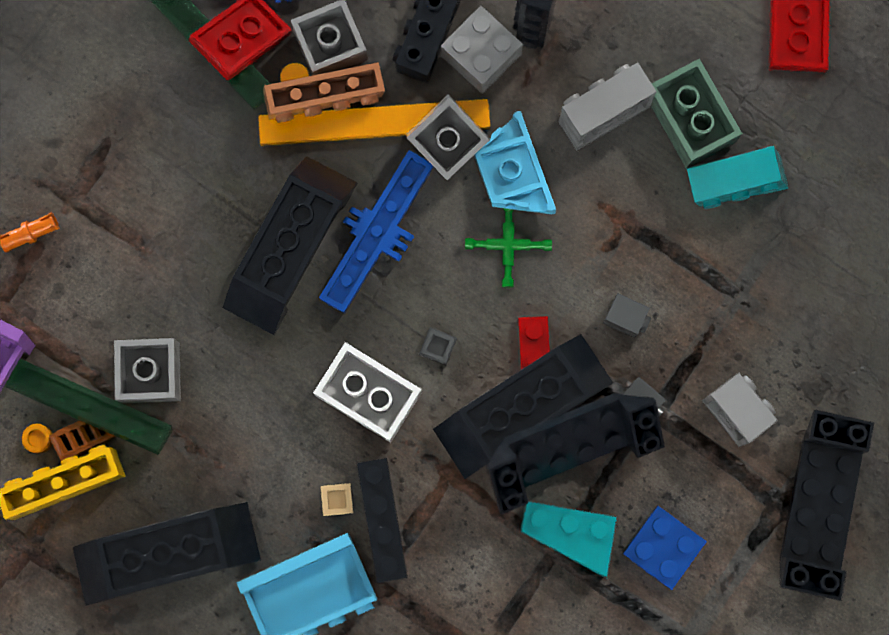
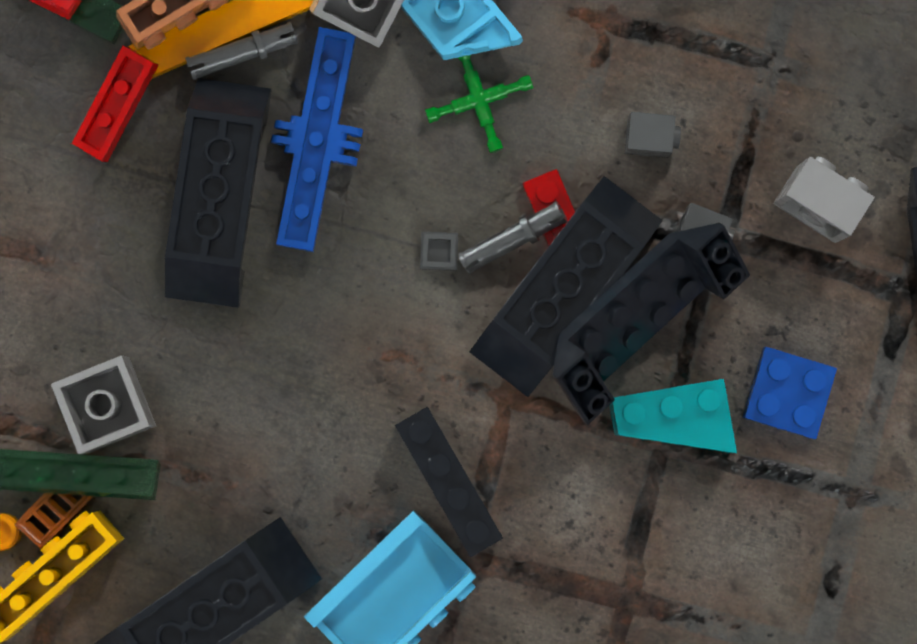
camera: 25 degrees left, 5 degrees up
(238, 153) = (115, 103): none -> red plate
(337, 499) = (385, 475): tan plate -> none
(346, 147) = (242, 50): none -> dark grey pin
(367, 392) = (376, 336): white brick -> none
(507, 353) = (525, 231): none -> dark grey pin

